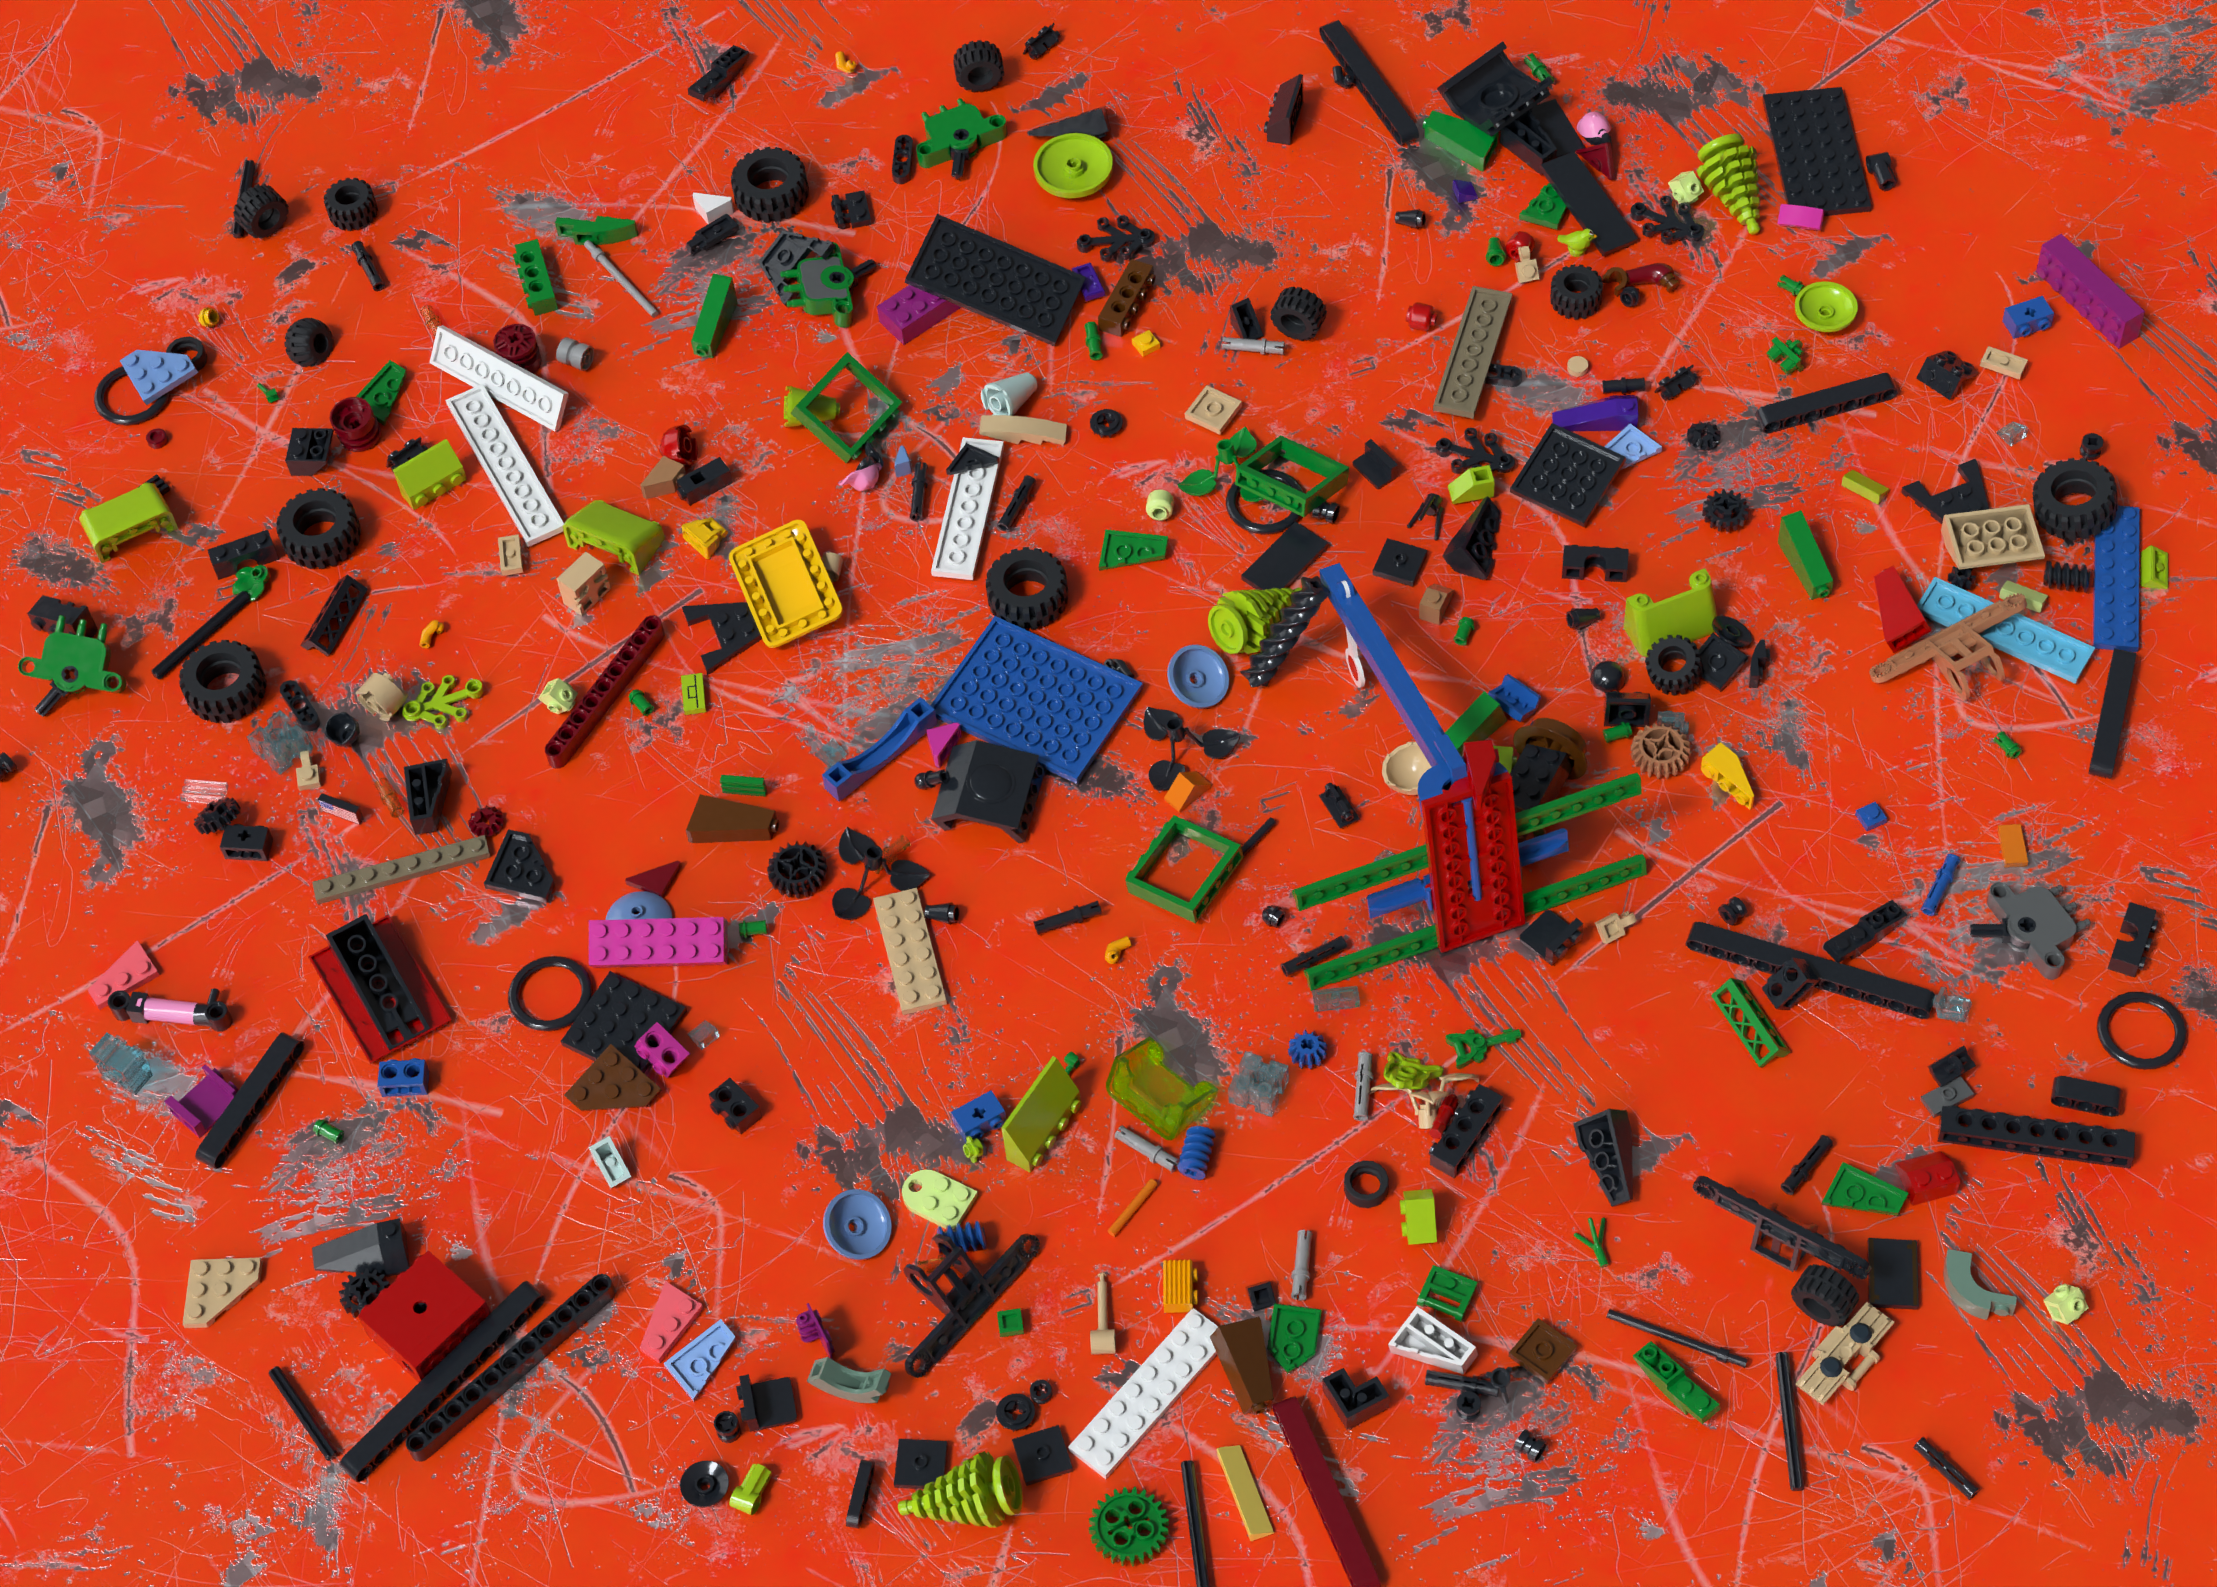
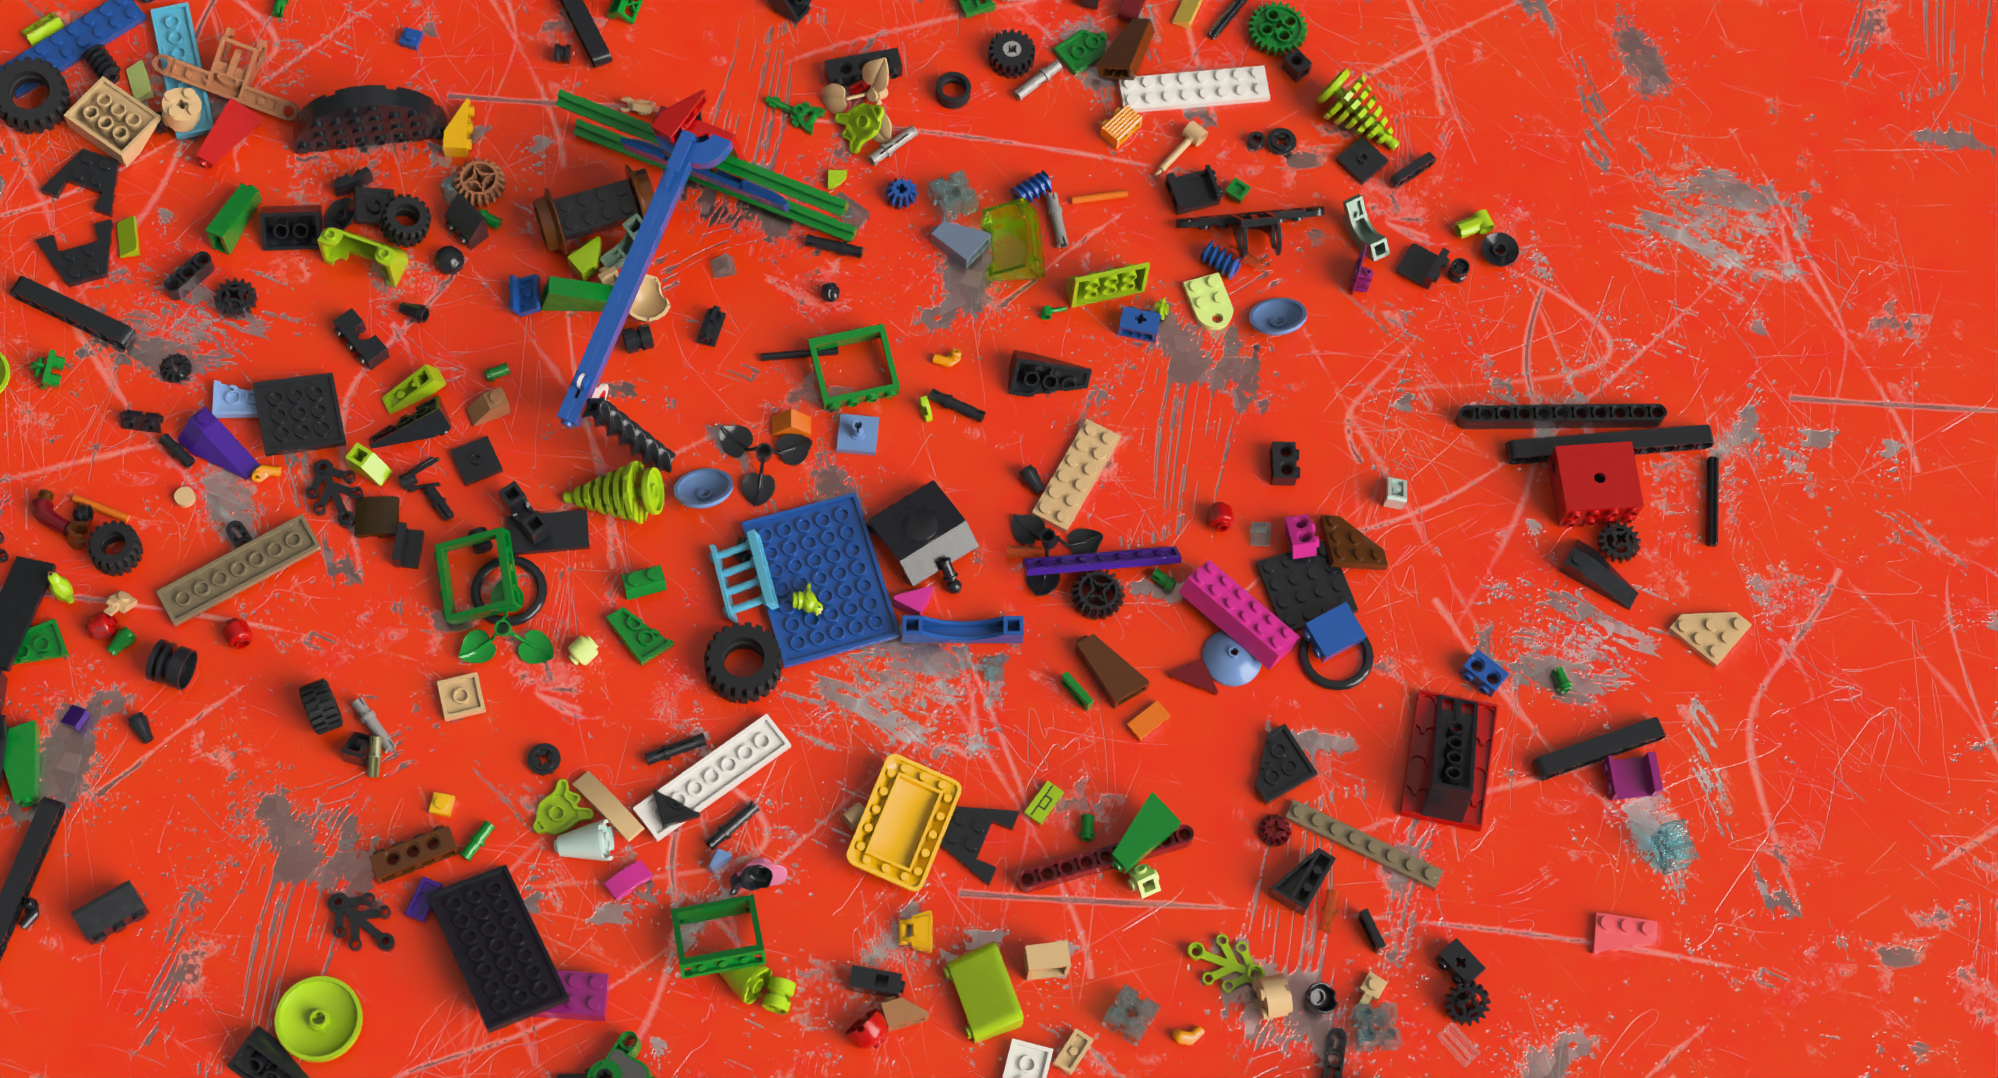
camera: 150 degrees left, 10 degrees up
(143, 1008) = (1625, 886): black piece -> none
(486, 606) = (1134, 1027): none -> clear light blue brick
(562, 994) = (1333, 632): none -> blue brick
(582, 715) = (1148, 830): none -> green slope
(664, 816) = (1148, 720): none -> orange tile
(669, 1321) = (1438, 366): coral wing -> none
(700, 1358) = (1441, 326): light blue wing -> none
(749, 1014) = (1220, 516): none -> red head
(766, 418) = (779, 993): none -> lime wheel
(815, 890) = (1101, 560): none -> dark purple tile
(956, 401) = (627, 879): none -> dark pink slope
(1023, 663) = (807, 601): none -> lime animal
(1032, 994) = (1040, 374): none -> black wedge
(1042, 1455) = (1288, 107): black plate -> none
(1052, 1286) = (1193, 190): none -> black panel
(1057, 404) = (560, 812): none -> lime tile
(1069, 1493) = (1298, 71): none -> black brick
(1087, 657) = (762, 580): none -> medium azure fence
(1091, 893) = (925, 408): none -> lime tile
(1126, 829) = (857, 434): none -> medium blue tile
(1168, 582) = (644, 582): none -> green brick
(1210, 1051) = (960, 242): none -> sand blue slope
(1228, 326) = (374, 756): none -> olive axle
(1261, 1295) = (1076, 88): black slope -> none
(1295, 543) = (519, 508): none -> black arch
(1351, 1277) = (1011, 62): none -> black wheel
(1380, 1017) = (836, 177): none -> lime tile
(1383, 741) = (637, 338): none -> black wheel
(1389, 511) = (438, 502): none -> black axle
(1419, 1216) = (947, 39): lime brick -> none
(1423, 465) = (376, 516): none -> dark brown slope
(1436, 257) = (171, 664): none -> black wheel
(1507, 566) = (414, 389): none -> lime slope
(1543, 425) = (264, 471): none -> light orange arm
(1625, 313) = (102, 508): none -> orange bar
(1757, 593) = (291, 227): none -> black slope
(1780, 493) = (184, 284): none -> black beam
(1796, 703) = (367, 117): none -> black brick
(1872, 442) = (83, 262): none -> black wing
(1950, 583) = (181, 109): none -> tan brick

